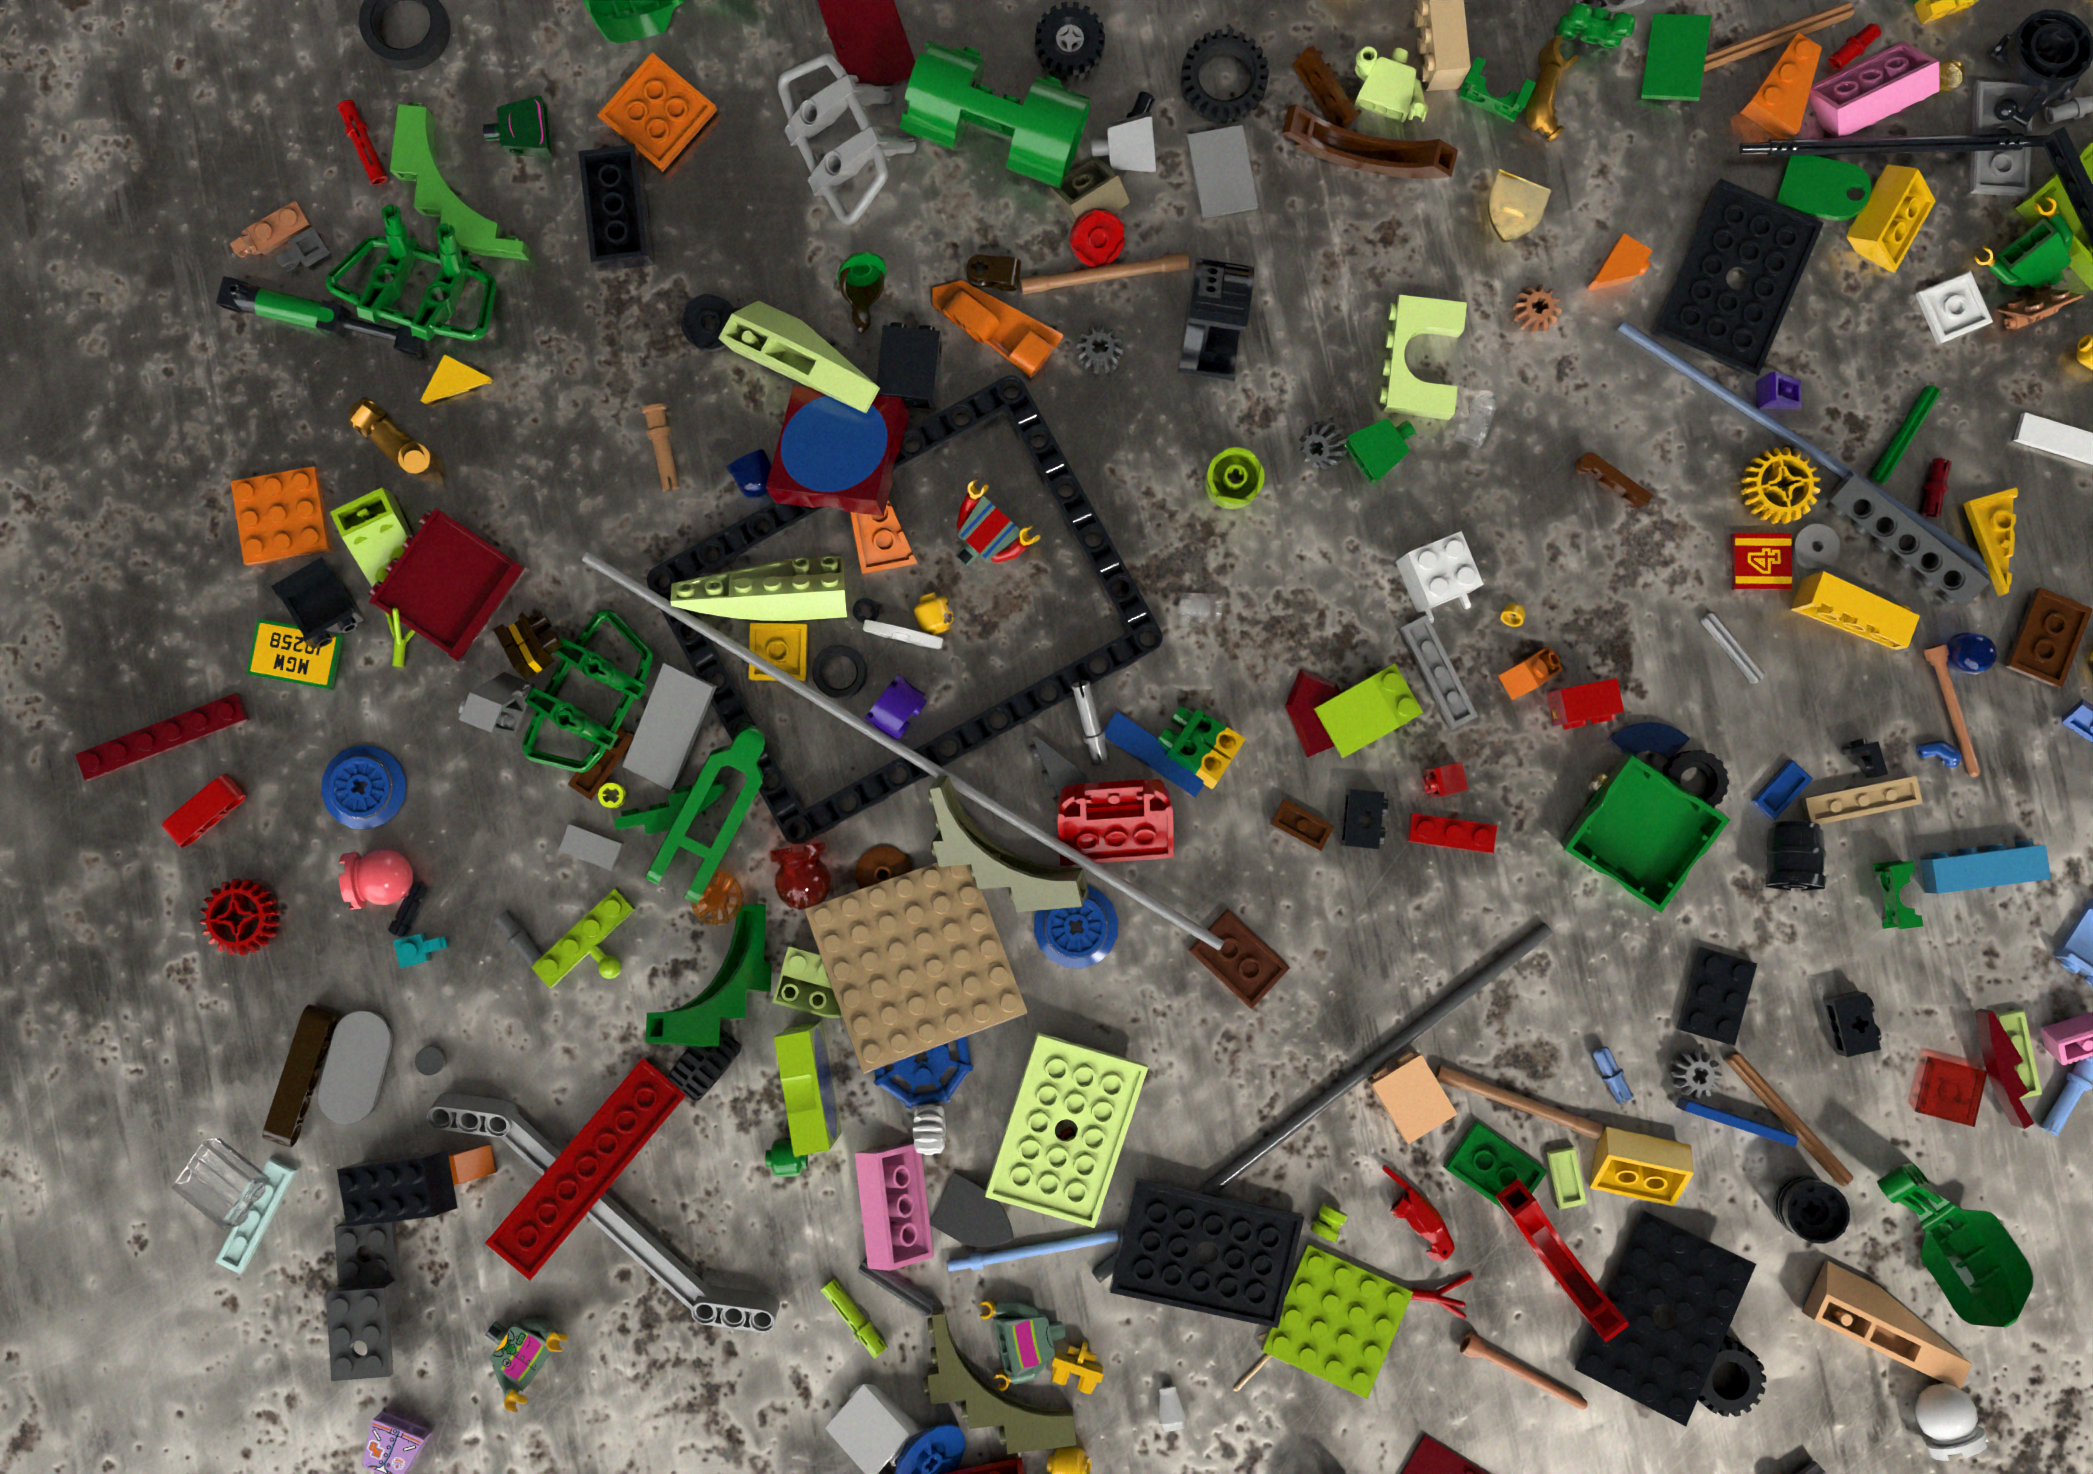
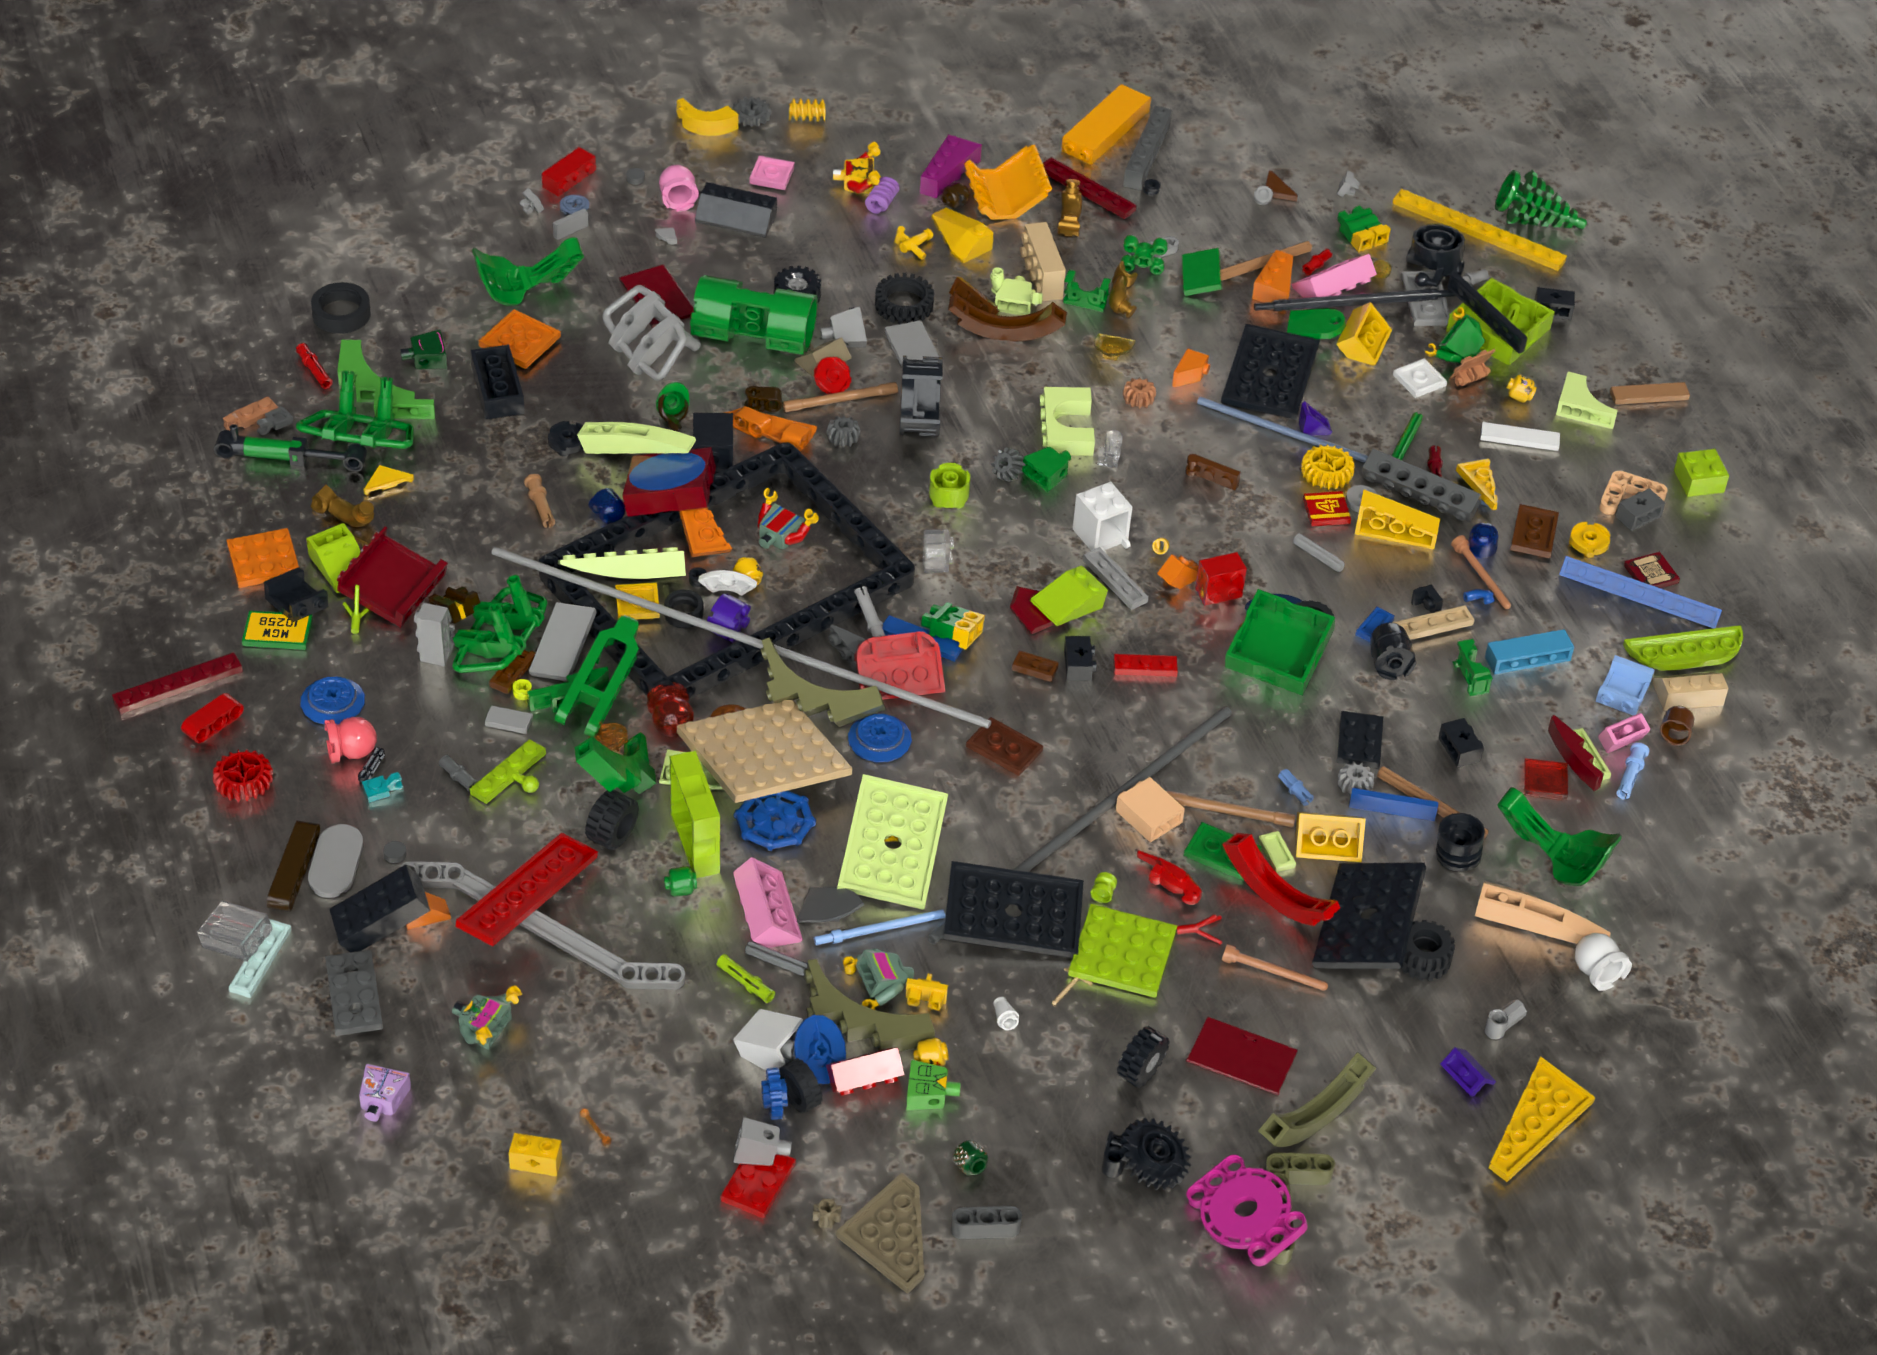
camera: 10 degrees left, 40 degrees down
(929, 1129) = (788, 852): white gear -> none
(1444, 780) = (1131, 629): red slope -> none

